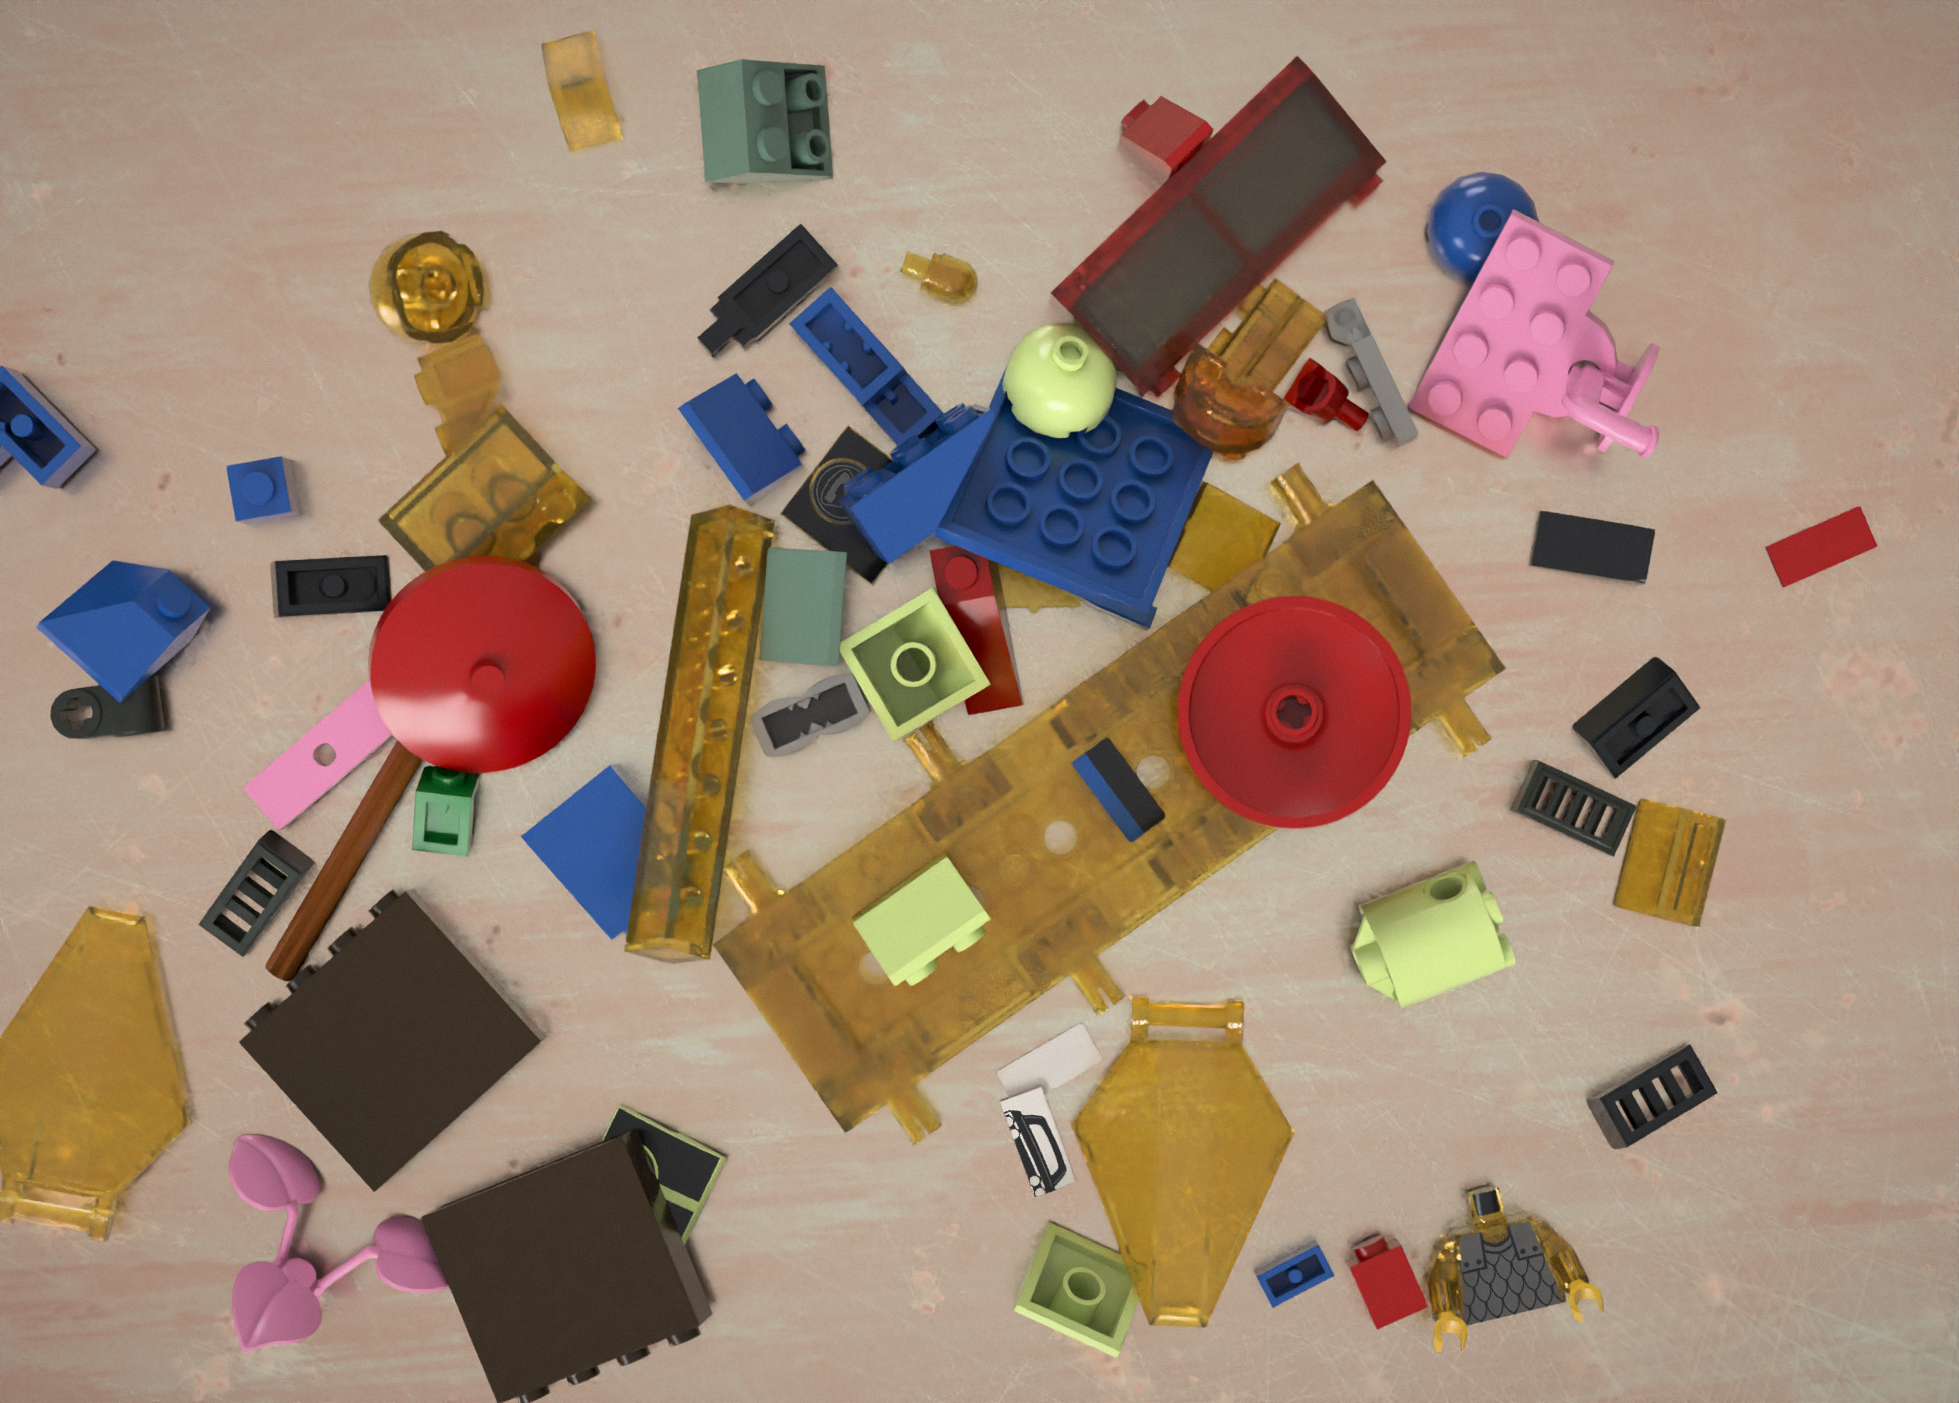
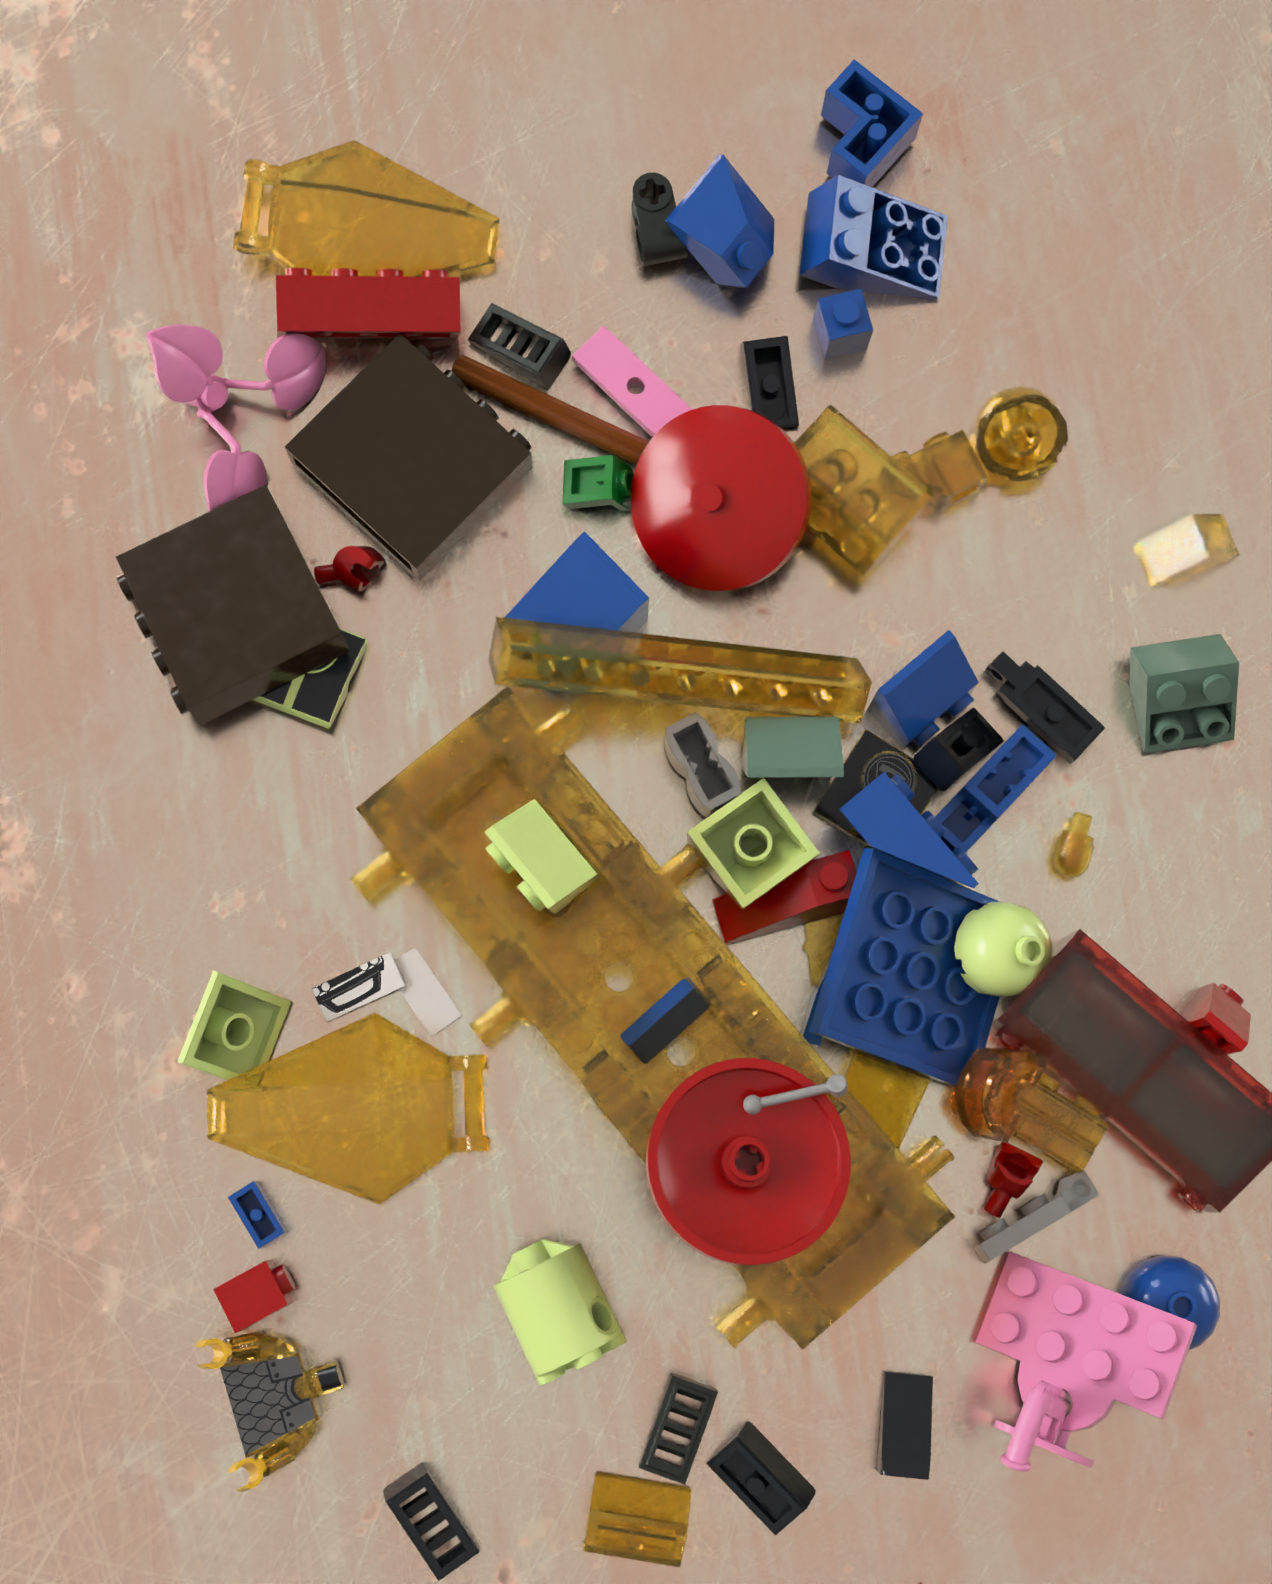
camera: 80 degrees right, 10 degrees down
(156, 440) = (872, 241): none -> blue slope
(199, 1078) = (368, 305): none -> red brick
(524, 1121) = (348, 567): none -> red piece
(813, 404) = (957, 749): none -> black slope
(1218, 605) = (835, 1085): none -> light grey hinge

